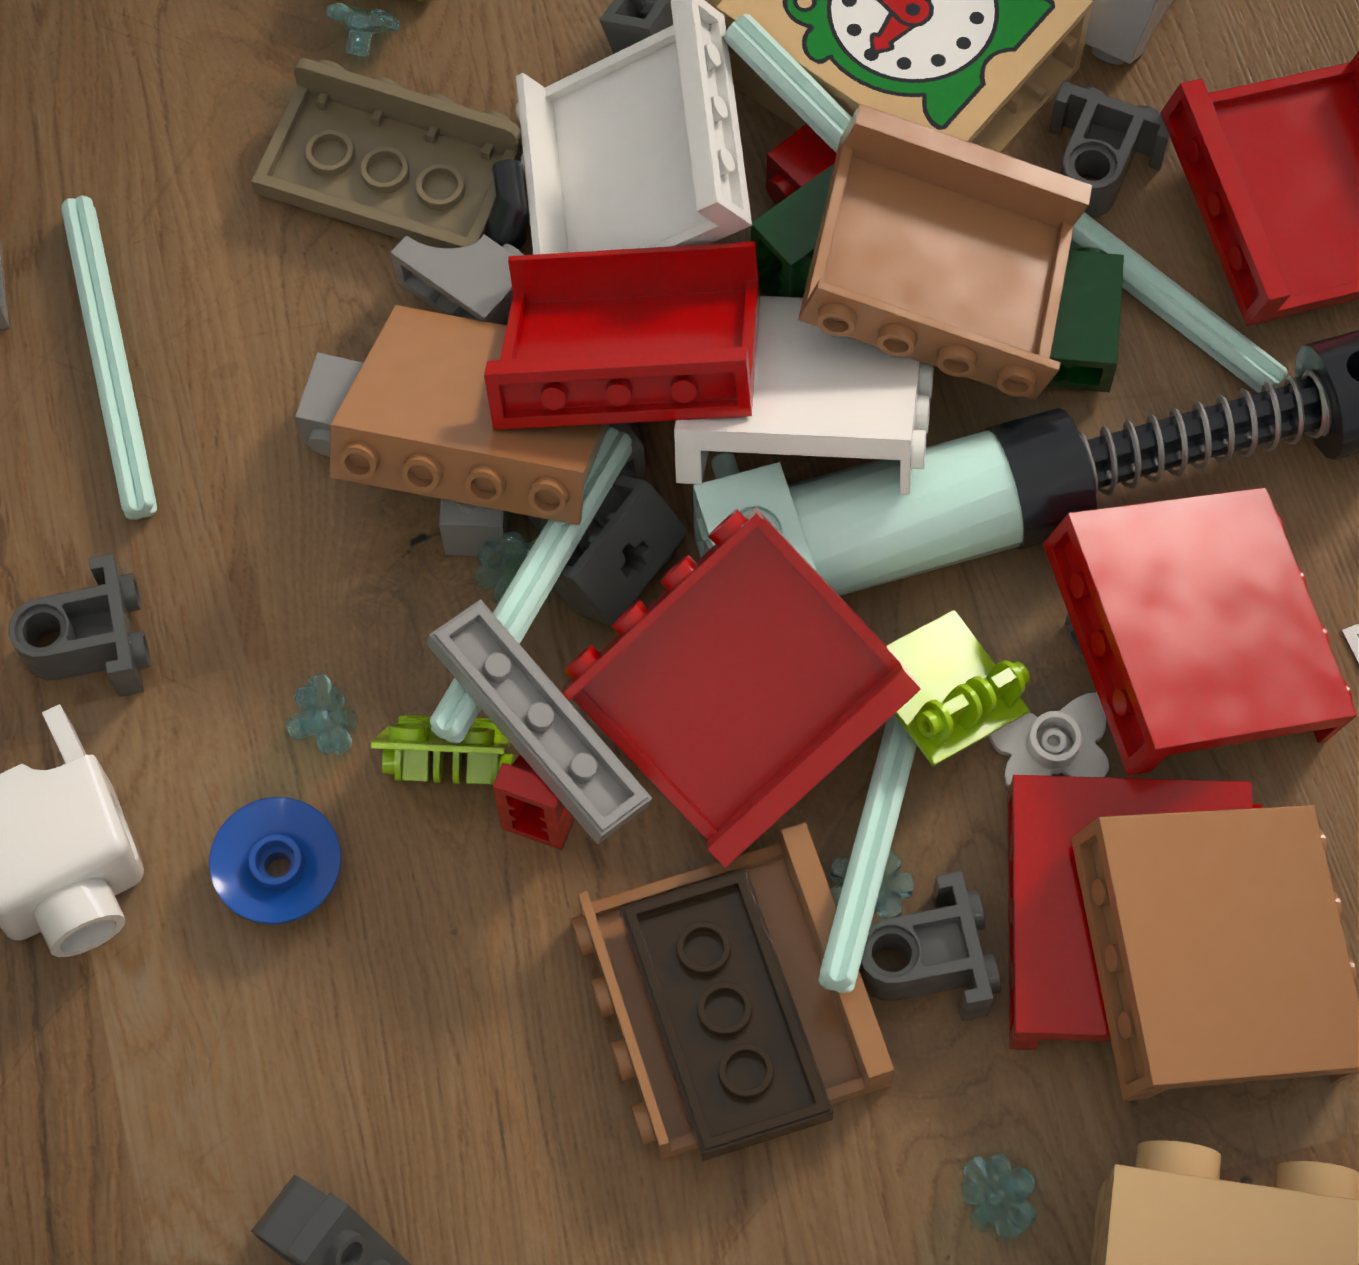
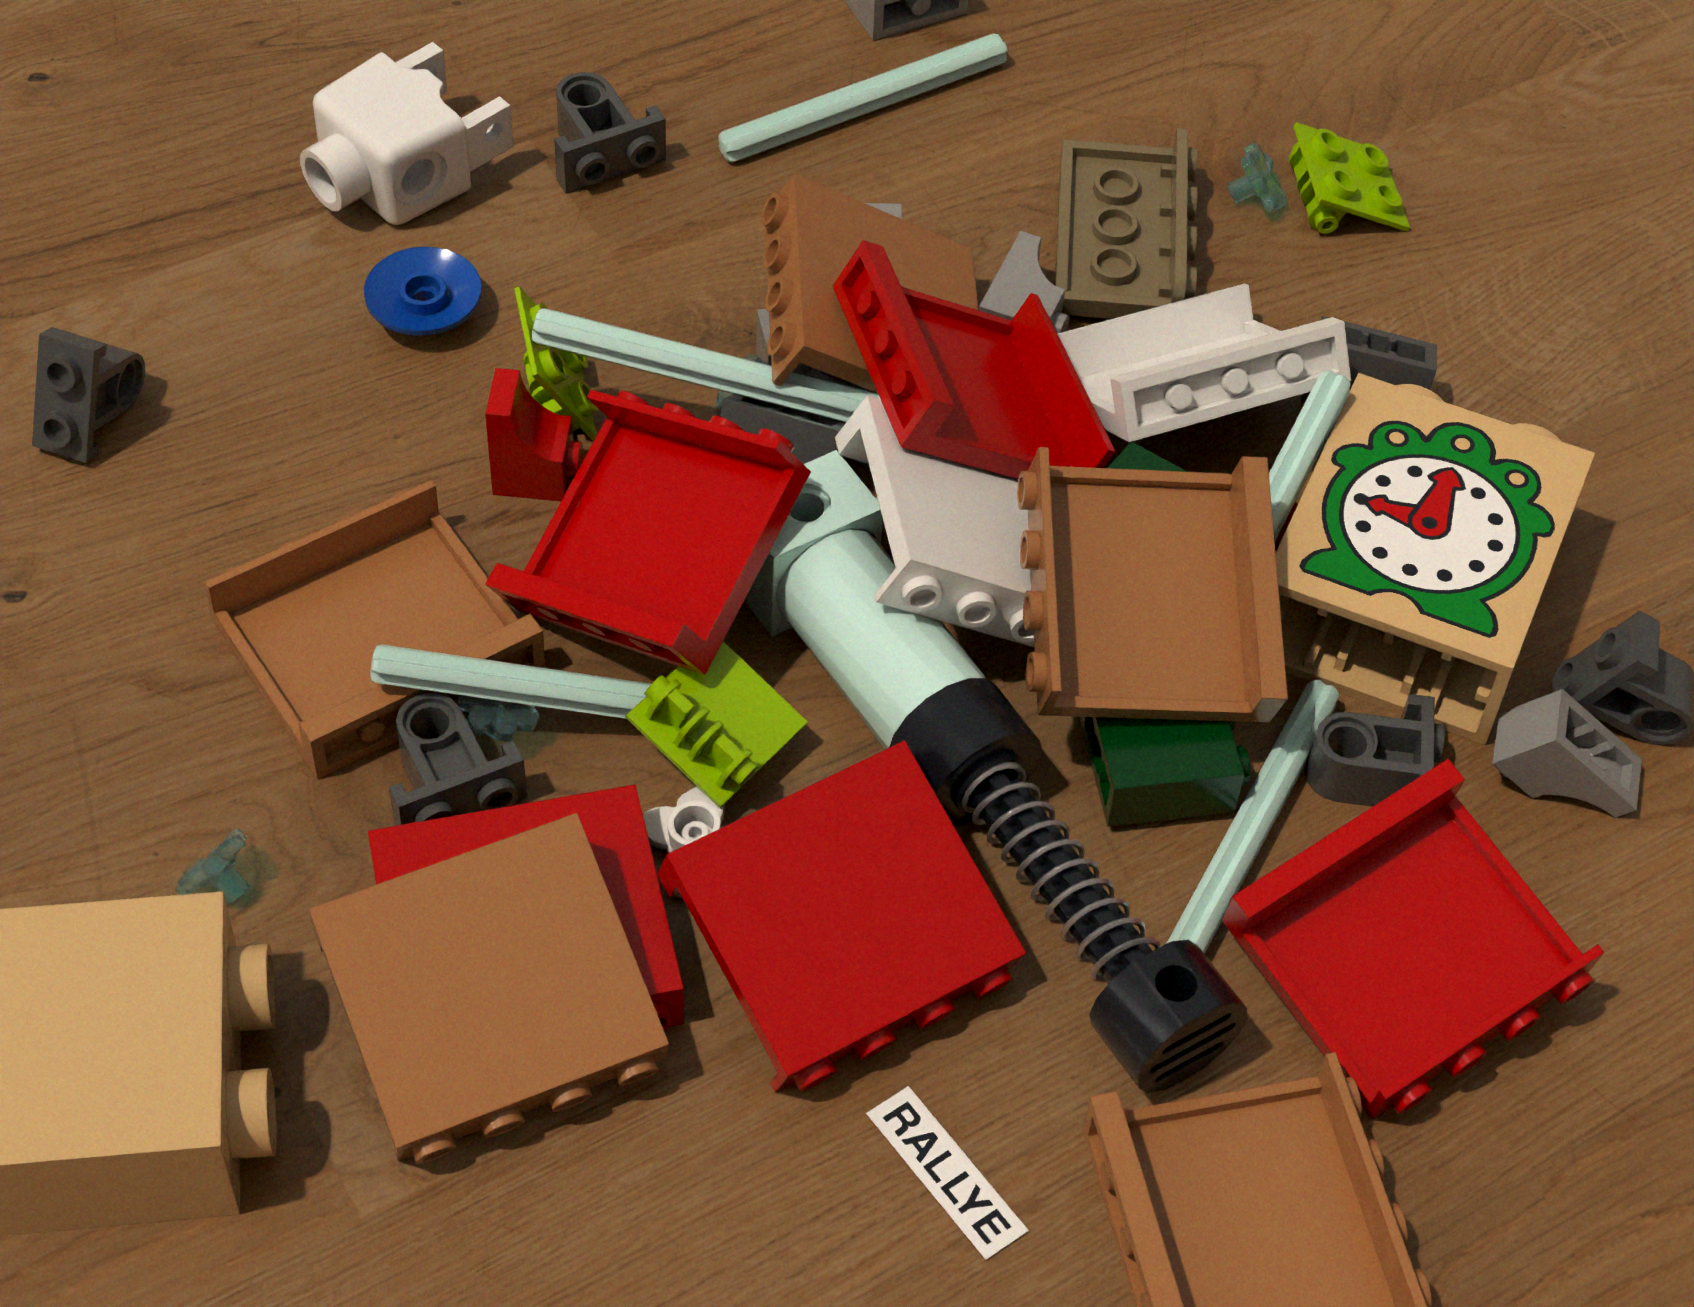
camera: 70 degrees right, 15 degrees down
(323, 716) = (569, 289): clear light blue plant -> none
(510, 208) = (1113, 305): black arm -> none
(539, 721) = (559, 380): light grey tile -> none
(725, 1014) = (333, 615): dark brown plate -> none

